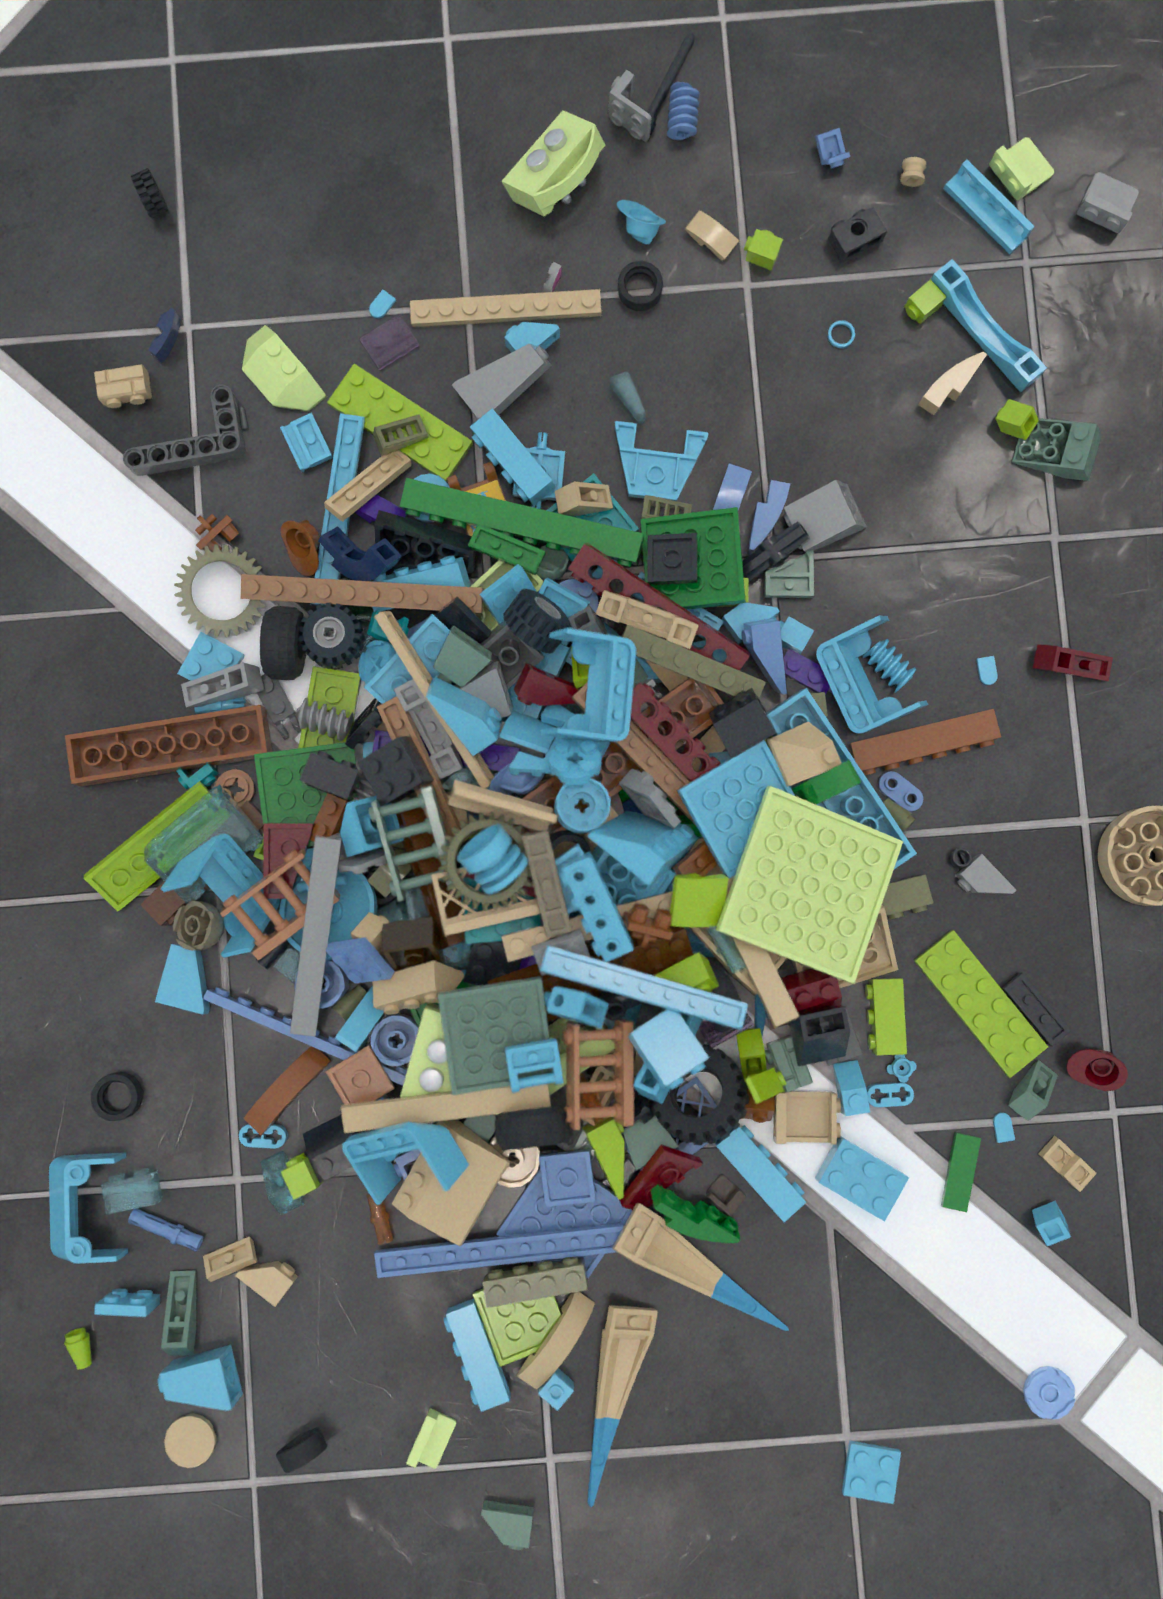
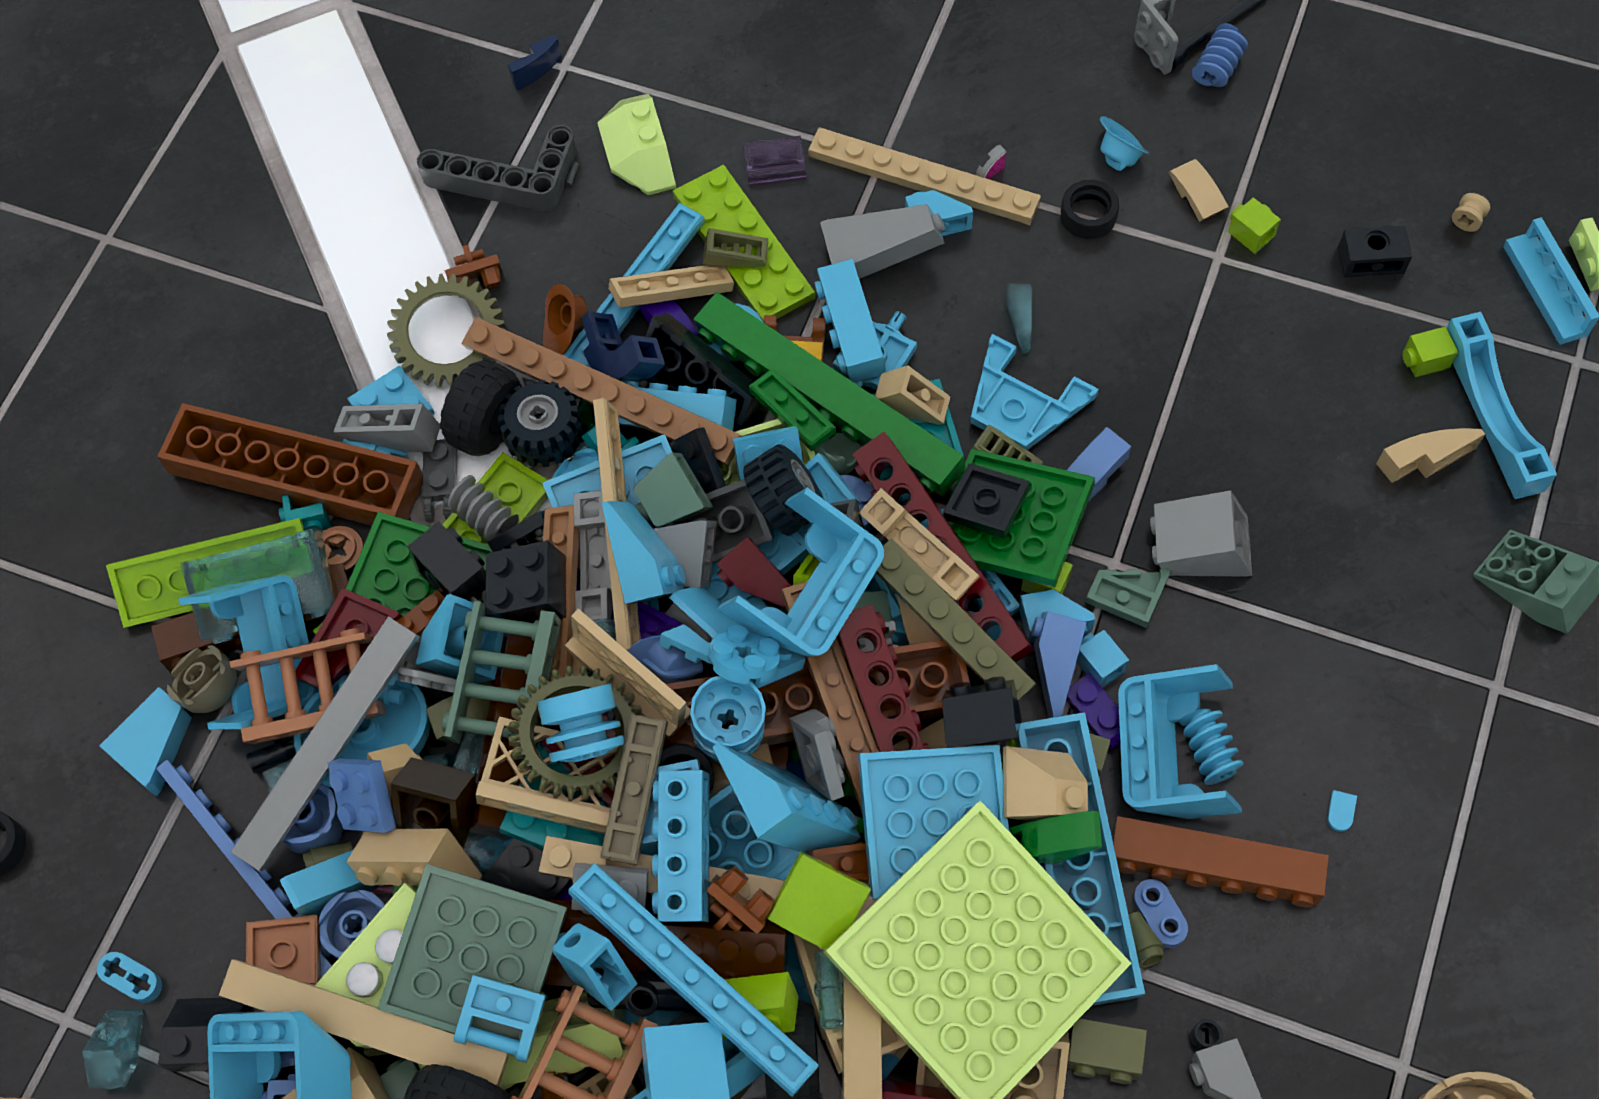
camera: 25 degrees right, 20 degrees down
(123, 386) = (462, 91): tan brick -> none
(286, 1089) = (187, 926): dark orange slope -> none
(300, 1176) = (138, 1044): lime brick -> none
(306, 442) = (627, 221): medium azure plate -> none
(381, 305) = (786, 122): medium azure piece -> none
(555, 164) = (1046, 51): yellowish green piece -> none
(767, 514) = (1130, 508): medium blue slope -> none
(774, 550) = (1119, 548): black piece -> none
(831, 148) = (1380, 153): medium blue bracket -> none
(847, 324) = (1304, 362): medium azure piece -> none
(1017, 419) = (1497, 523): lime brick -> none
(1072, 662) = (1462, 846): dark red slope -> none

